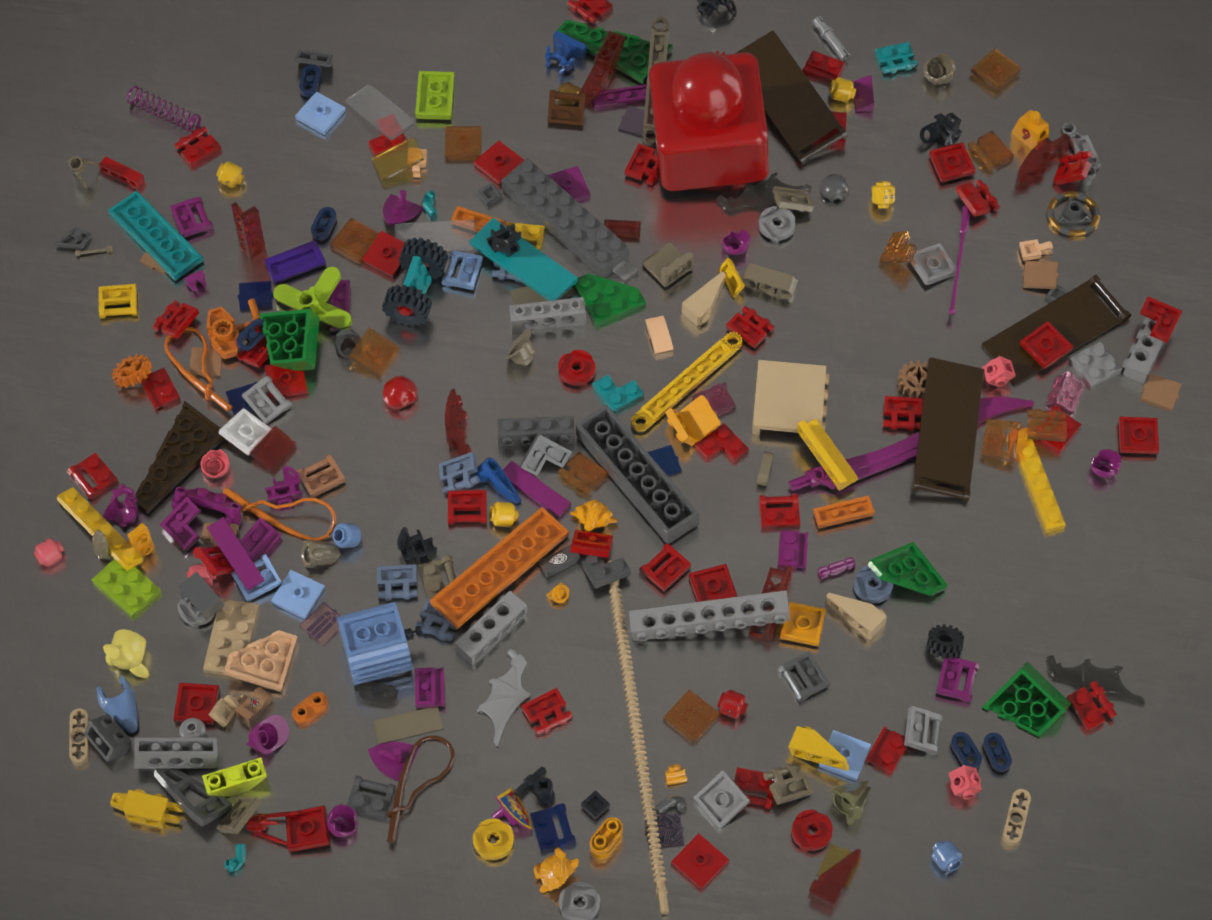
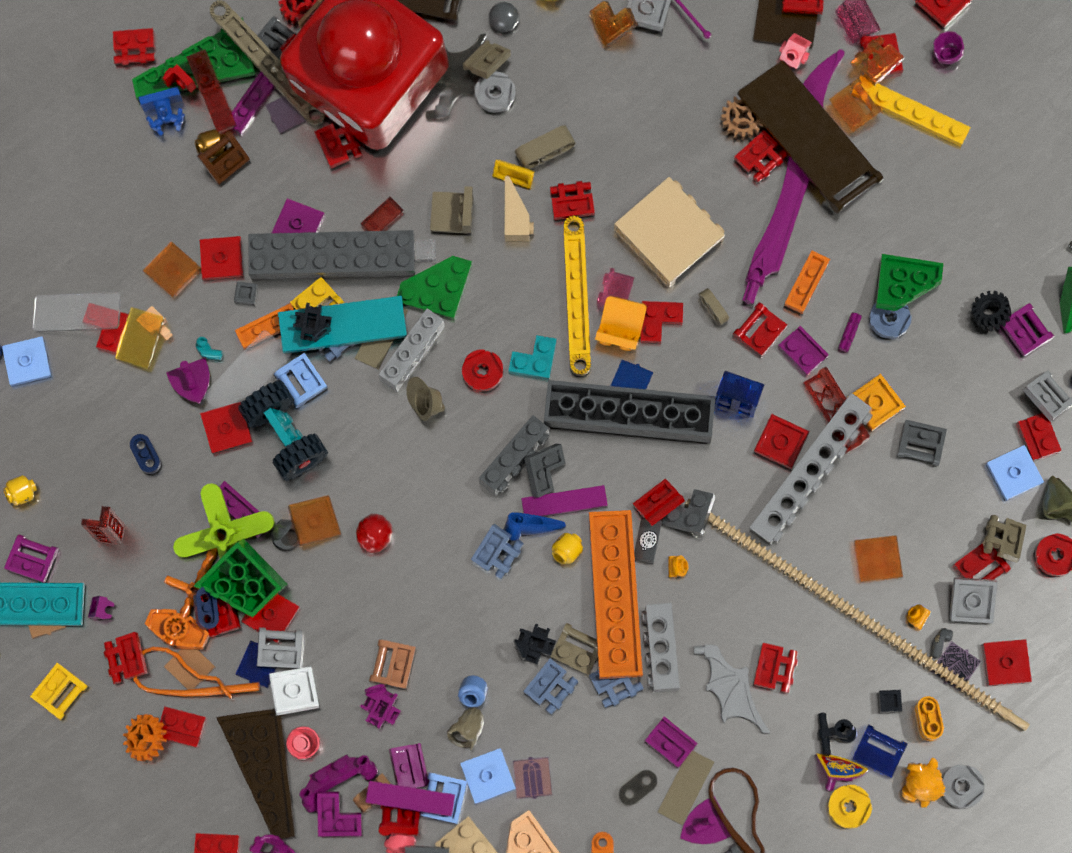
camera: 45 degrees left, 15 degrees up
(252, 507) = (373, 745): orange piece -> none
(259, 291) = (158, 567): clear blue piece -> none
(273, 448) = (330, 681): clear red plate -> none
(295, 262) = (160, 509): dark purple piece -> none
(354, 240) = (186, 442): clear orange plate -> none
(376, 643) = (601, 754): medium blue piece -> none
(434, 95) = (102, 252): lime plate -> none
(456, 424) = (442, 510): clear red slope -> none
(467, 501) = (527, 565): red plate -> none
(587, 470) = (584, 446): clear orange plate -> none
(592, 38) = (177, 75): none -> red bracket
(593, 515) = (634, 477): light orange hair -> none
(659, 334) = (512, 277): light nougat slope -> none
(669, 571) = (737, 462): red plate -> none
(716, 529) = (738, 394): none -> clear blue brick
(732, 704) = (899, 519): red head -> none
(736, 243) = (485, 140): magenta hair -> none
(813, 747) = (991, 491): yellow slope -> none
(827, 453) = (749, 248): yellow panel -> none
(859, 614) = (911, 352): tan slope -> none

